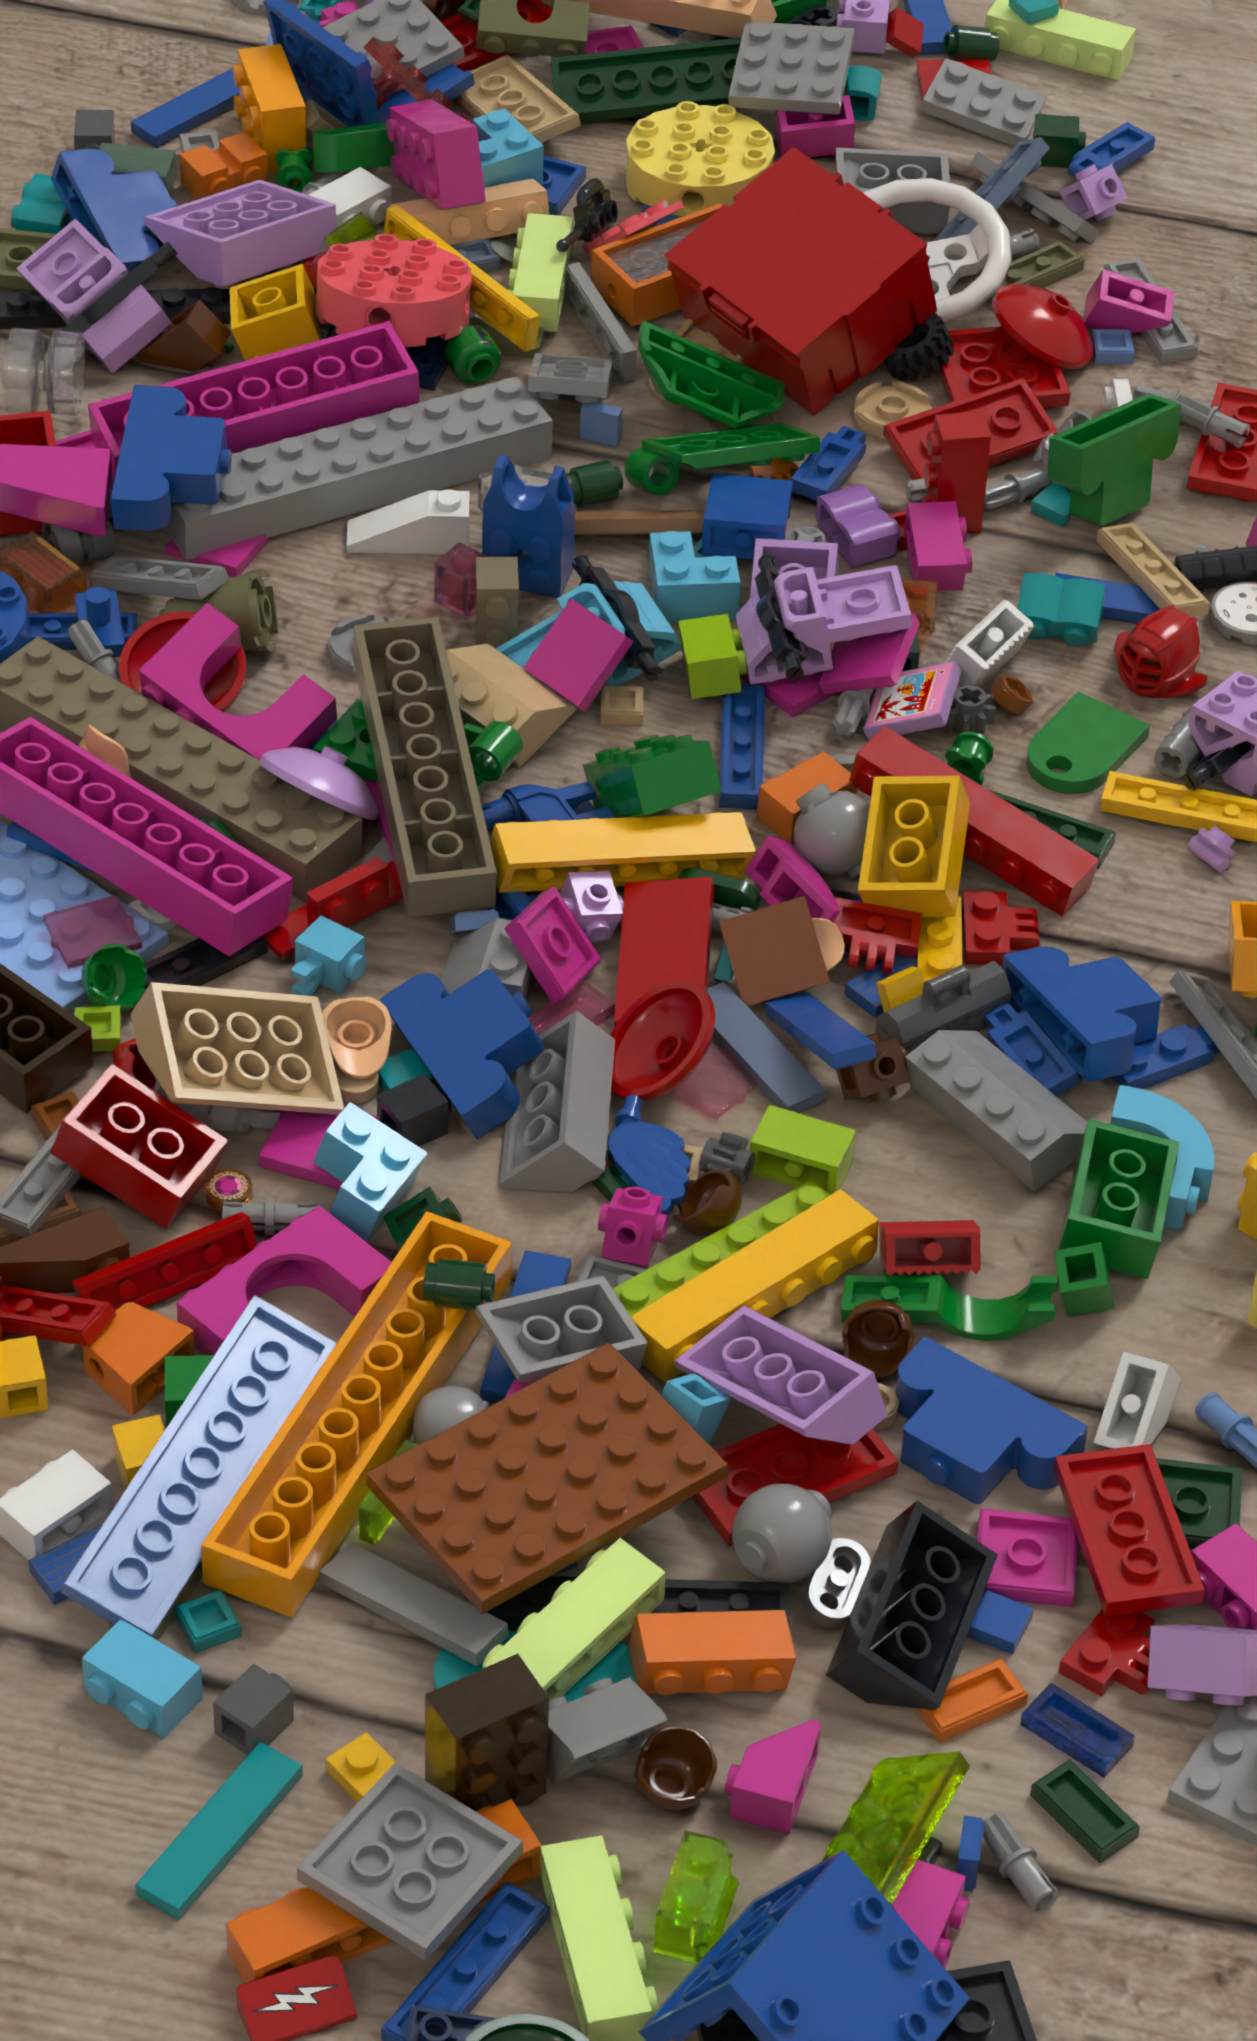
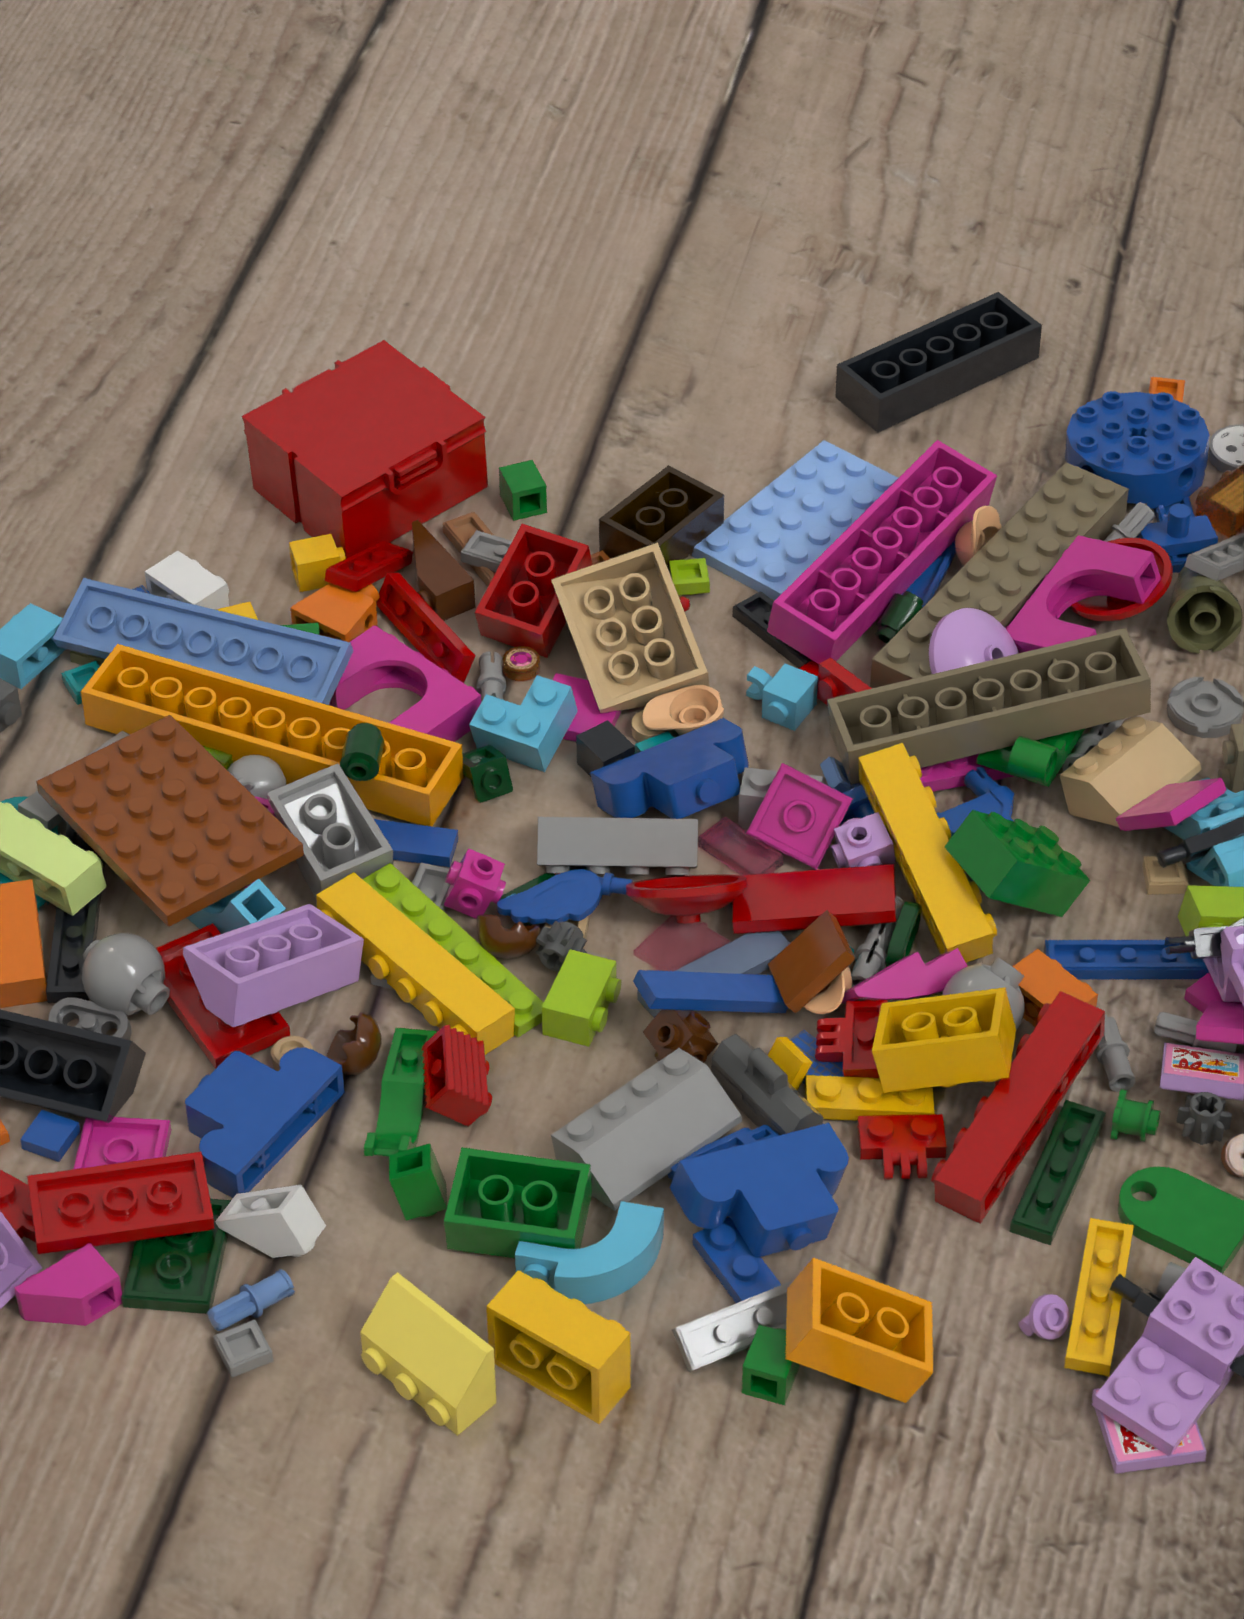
camera: 90 degrees right, 0 degrees up
(88, 927) = (786, 556): clear pink piece -> none
(114, 977) = (736, 573): green hair -> none

